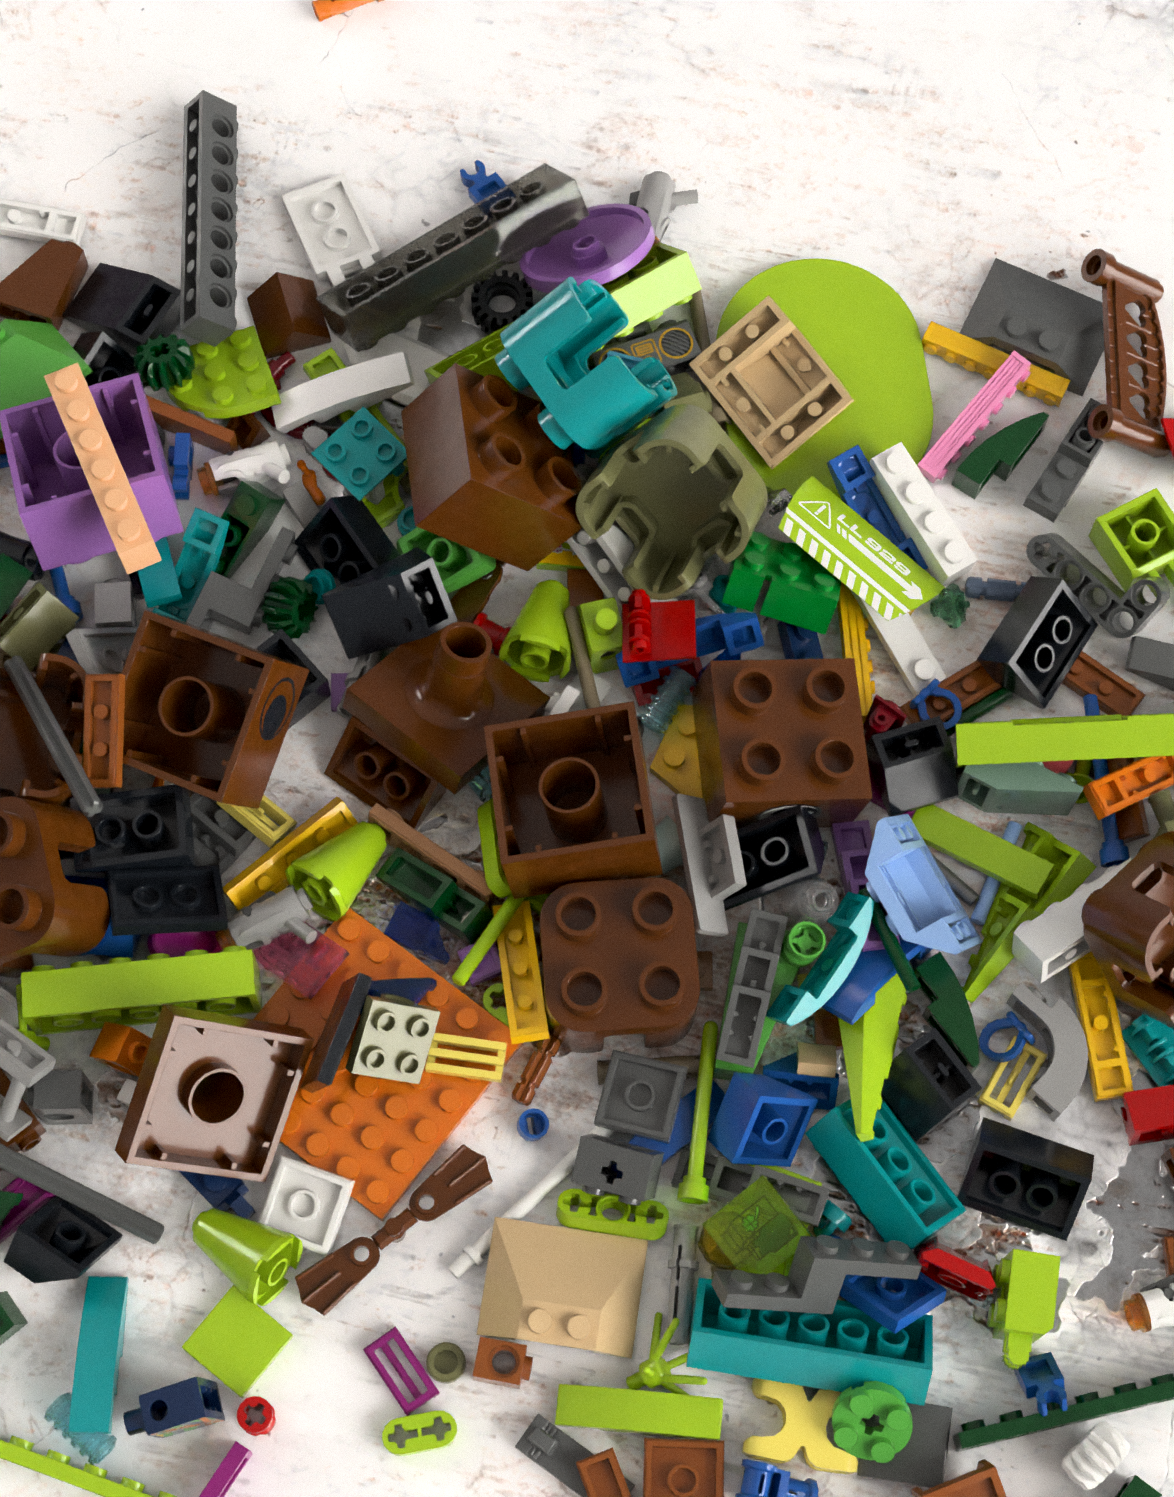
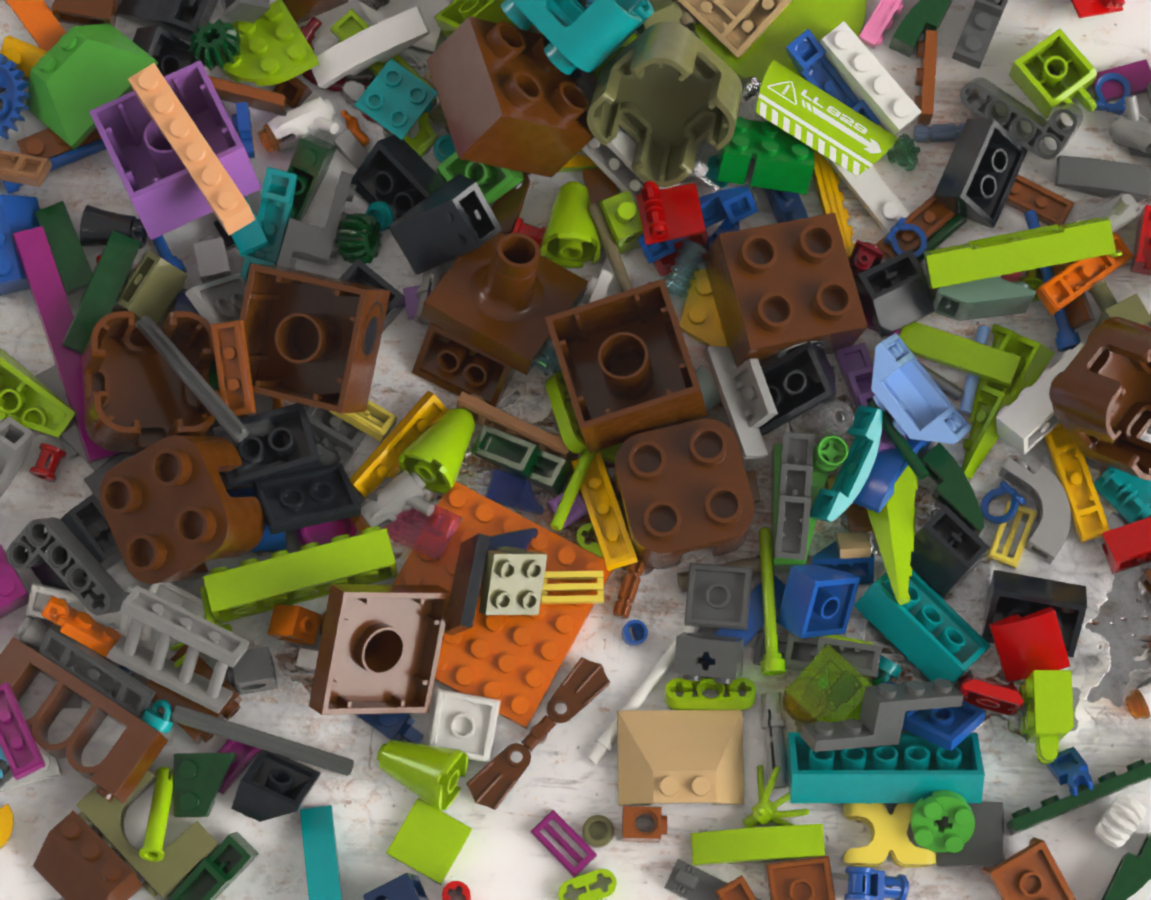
camera: 10 degrees left, 5 degrees up
(989, 522) = (926, 76): none -> dark orange plate
(1013, 1215) = (1029, 644): none -> red slope

